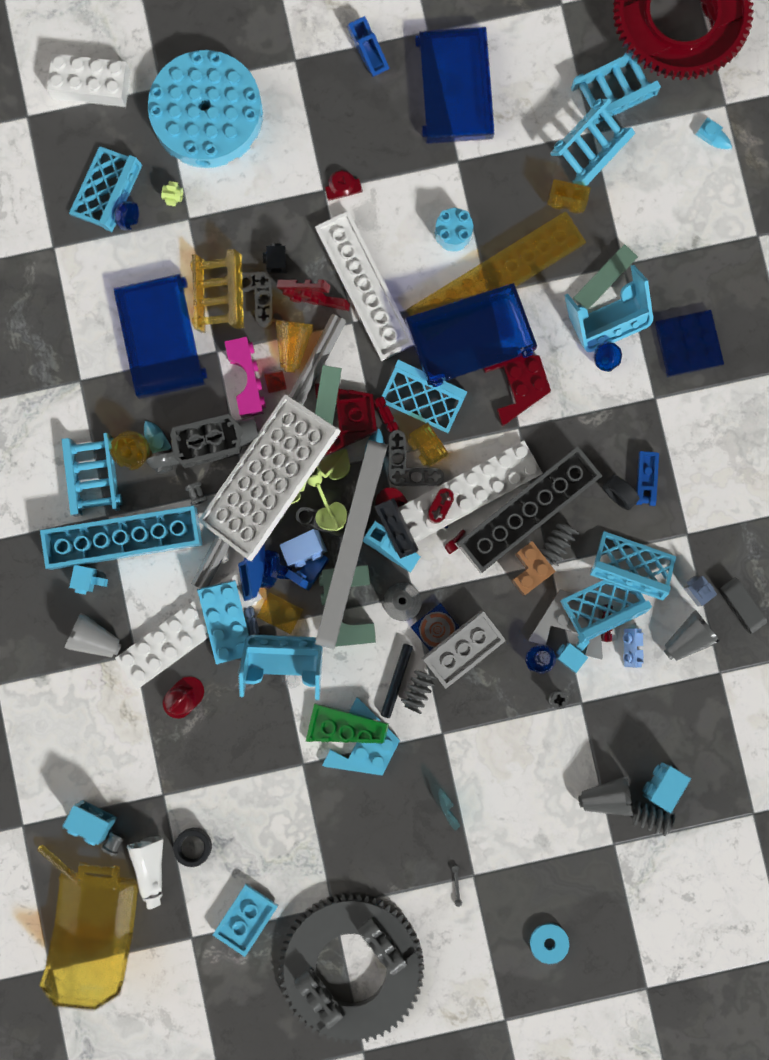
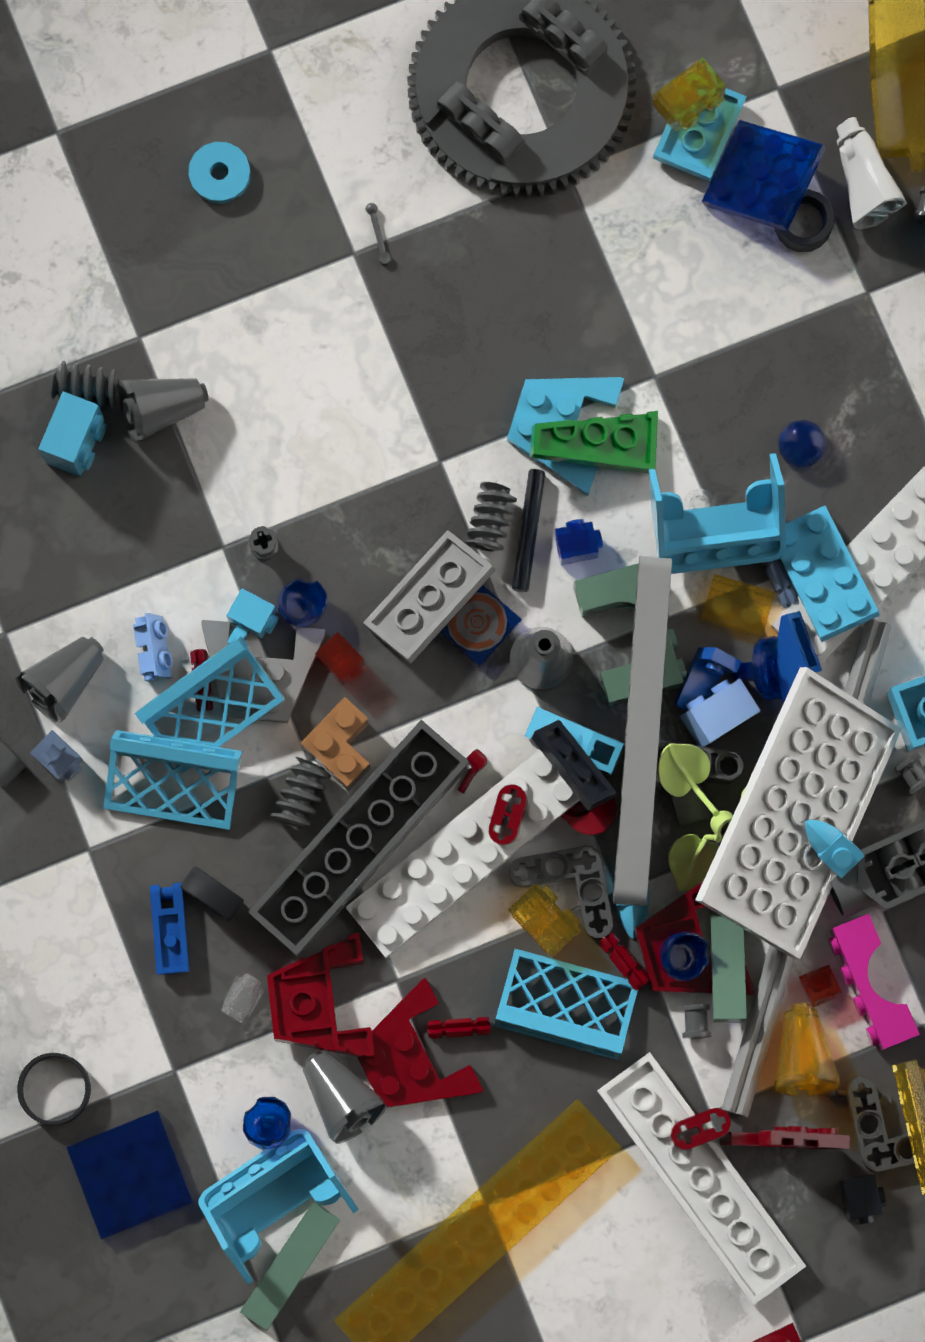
camera: 170 degrees right, 5 degrees down
(183, 697) = (866, 447): dark red piece -> none
(211, 880) = (763, 175): none -> clear blue plate
(222, 706) = (802, 443): none -> clear blue hair
(247, 940) = (689, 95): none -> clear yellow brick
(252, 453) = (833, 847): none -> medium azure plate
(351, 373) = (696, 1021): none -> dark grey bush
(351, 408) = (684, 955): none -> clear blue hair
(361, 315) = (697, 1121): none -> dark red beam
(368, 668) = (577, 542): none -> clear blue brick
(446, 805) = (416, 351): clear light blue slope -> none
(454, 229) = (565, 1302): medium azure brick -> none
(471, 334) = (506, 1114): clear blue windscreen -> none
(487, 393) = (459, 1027): none -> dark red axle
(522, 620) = (340, 659): none -> clear red brick
(563, 364) = (341, 1097): none -> dark grey cone
(575, 421) = (305, 1007): none -> dark red wing
(610, 431) = (242, 997): none -> clear brick
(745, 394) = (27, 1068): none -> black tyre

